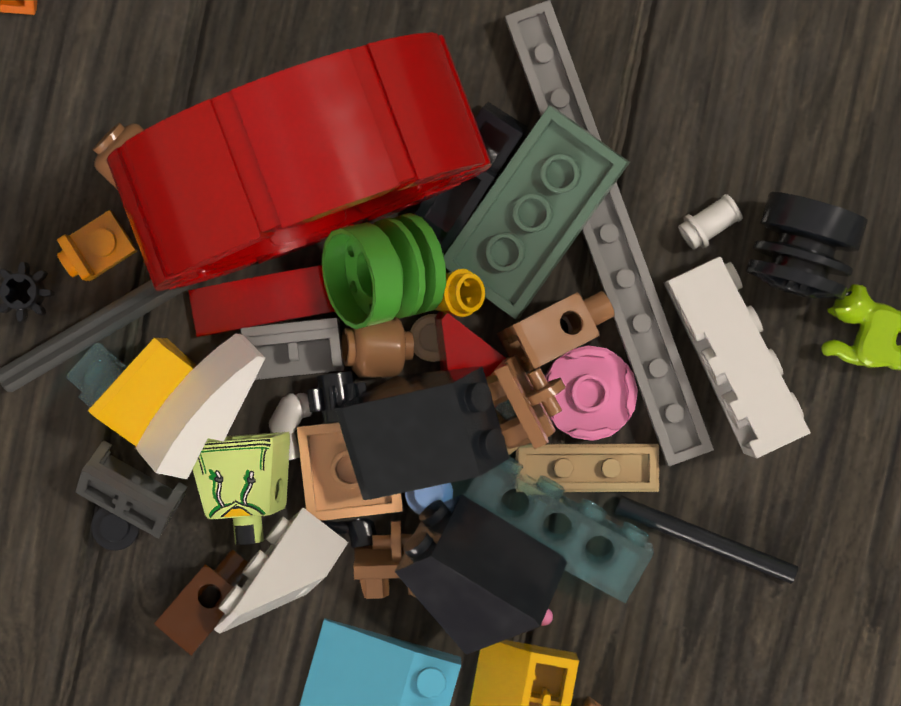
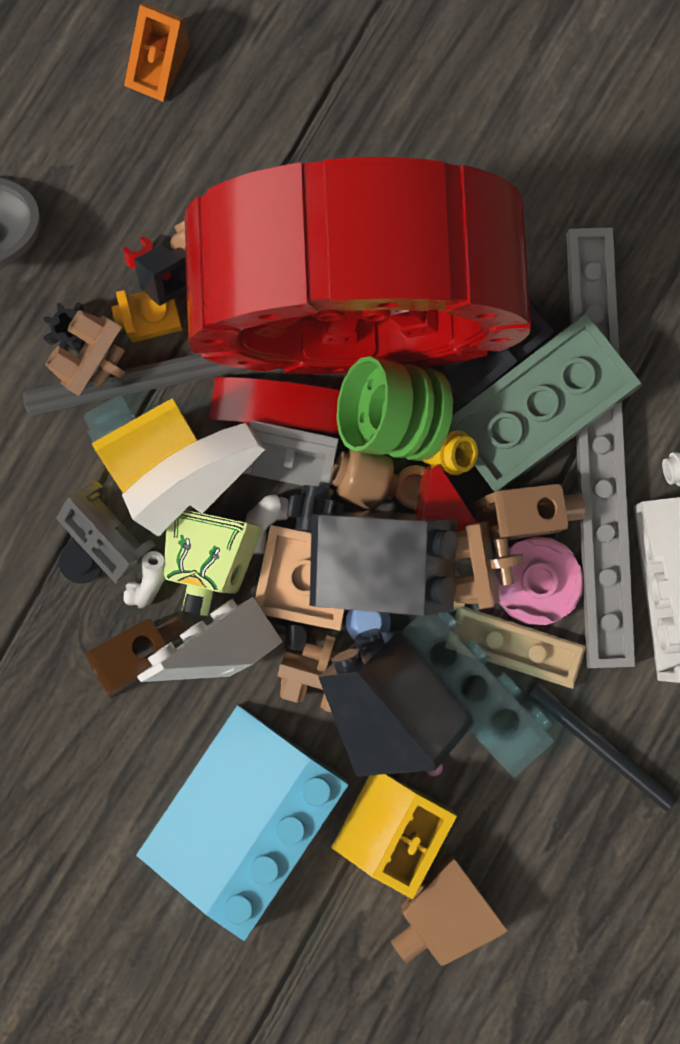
camera: 20 degrees right, 5 degrees down
(59, 317) = (98, 337): none -> medium nougat hips
(92, 201) = (158, 270): none -> black piece
(194, 520) = (152, 580): none -> white arm

